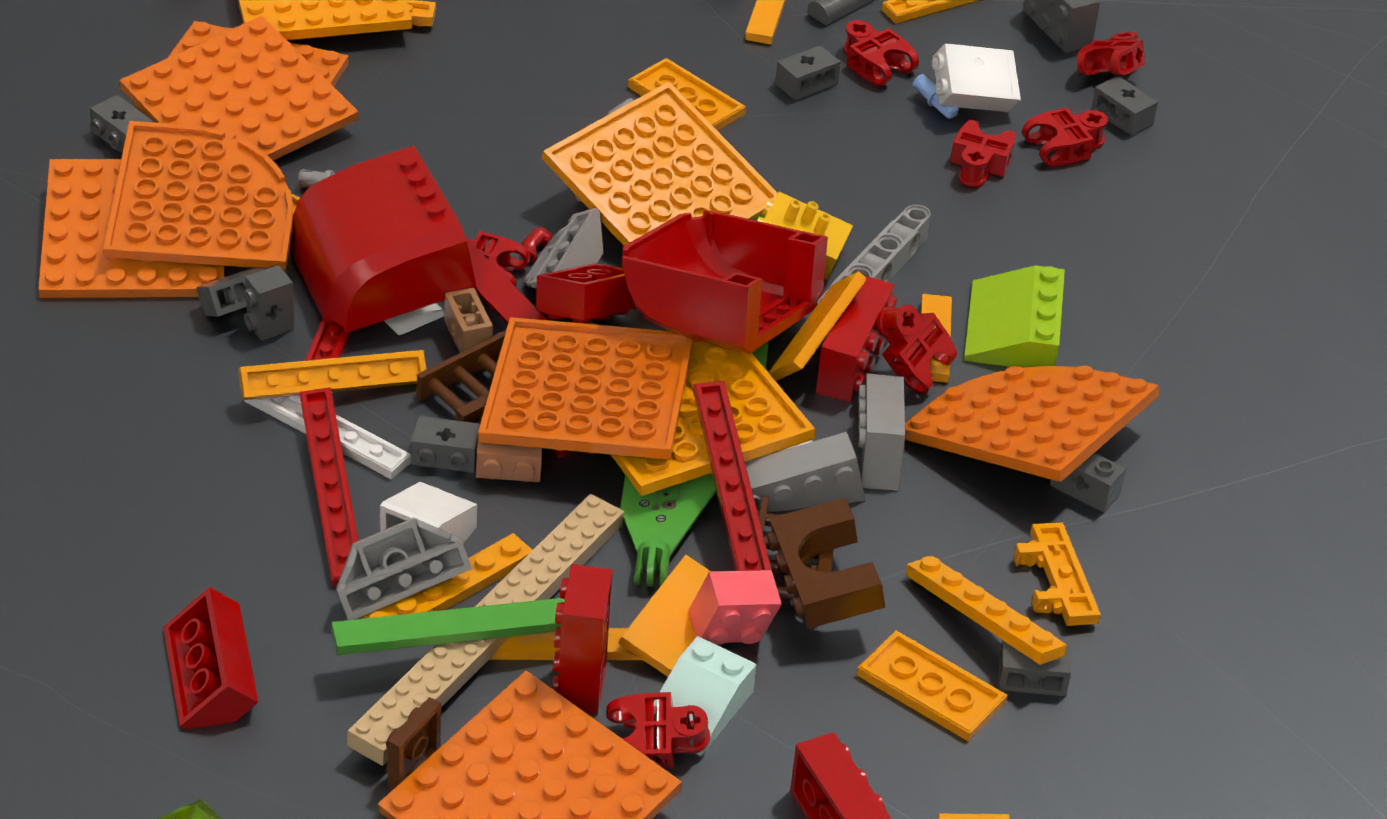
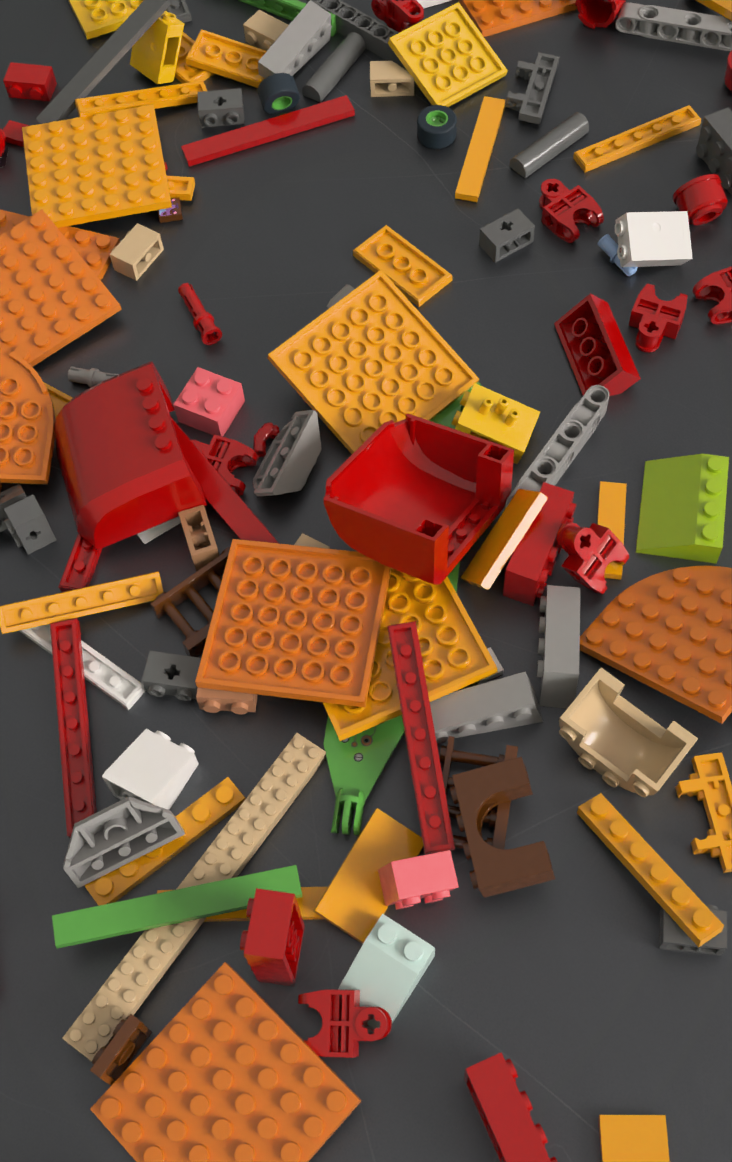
camera: 10 degrees right, 20 degrees up
(371, 68) = (136, 251): none -> tan brick
(408, 37) = (173, 213): none -> reddish brown tile
(455, 134) = (202, 320): none -> red pin
(476, 202) = (209, 402): none -> coral brick
(583, 293) = (295, 506): red brick -> none
(914, 174) = (596, 347): none -> red slope
(932, 685) = (597, 948): light orange tile -> none
(946, 505) = (622, 739): none -> tan cylinder
(1032, 46) = (701, 198): none -> red wheel

